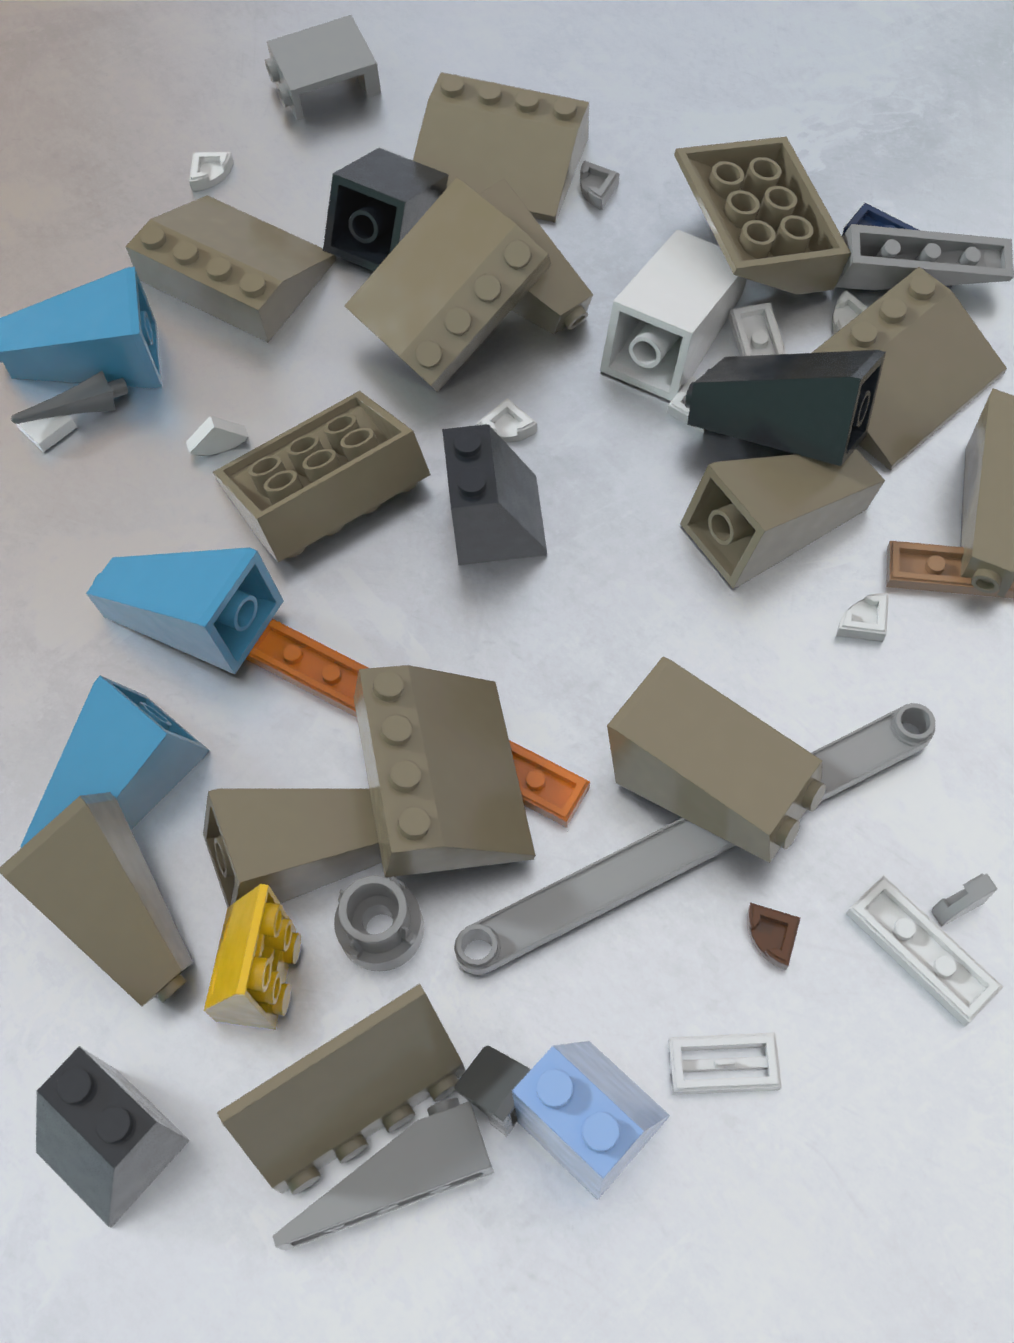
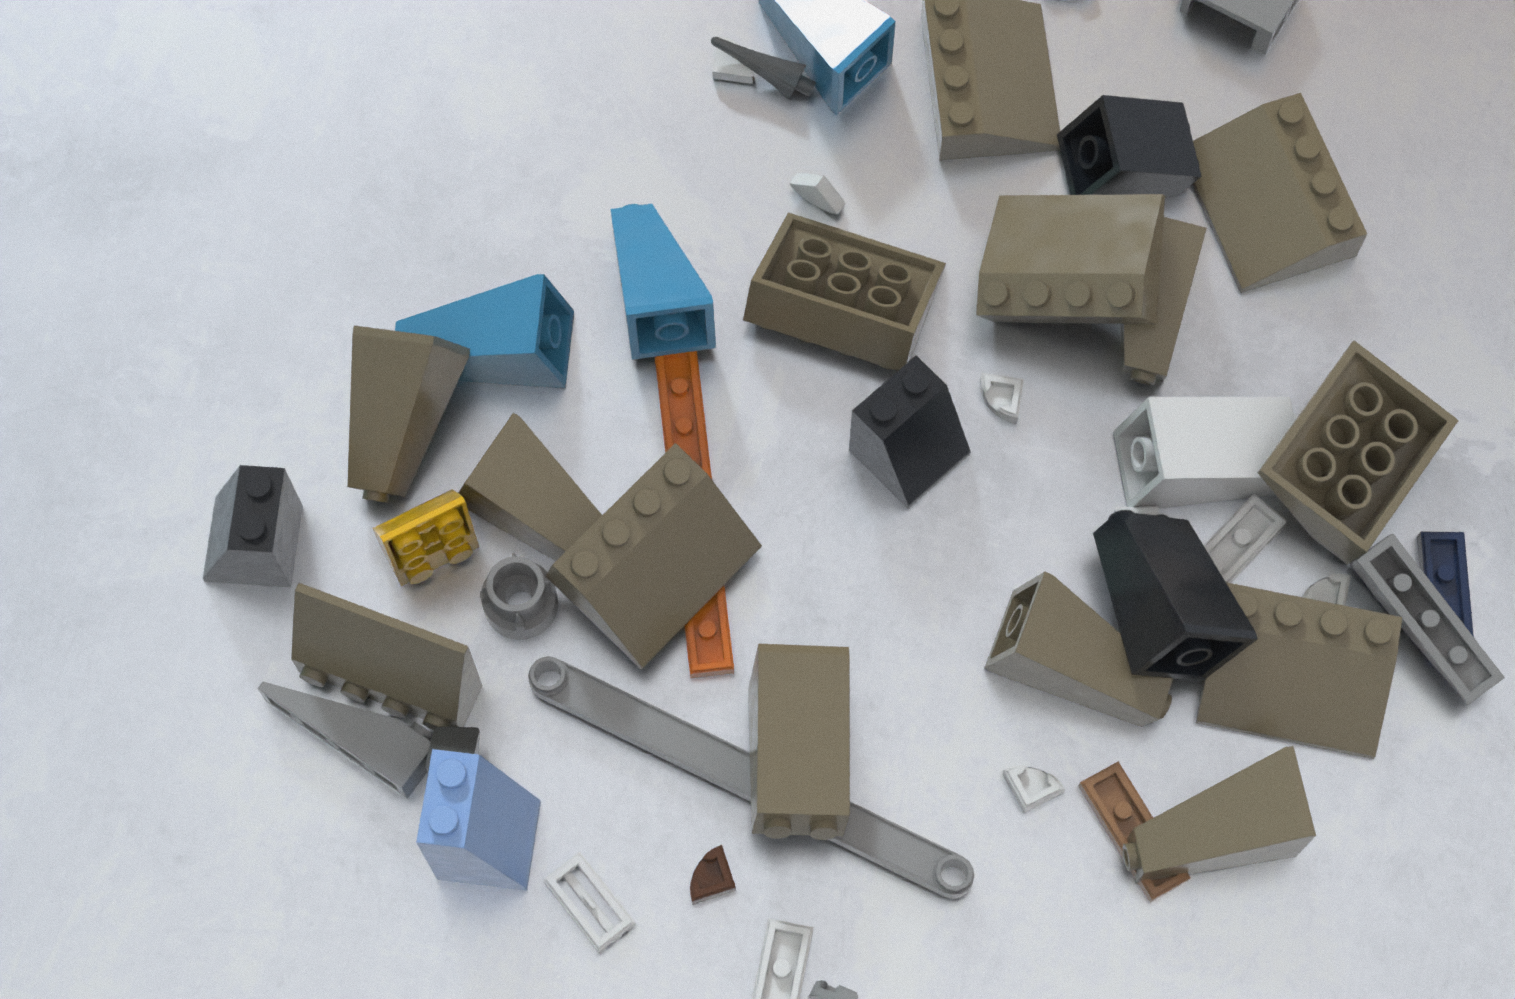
camera: 50 degrees right, 5 degrees up
(597, 183) = (1307, 298): light grey tile -> none

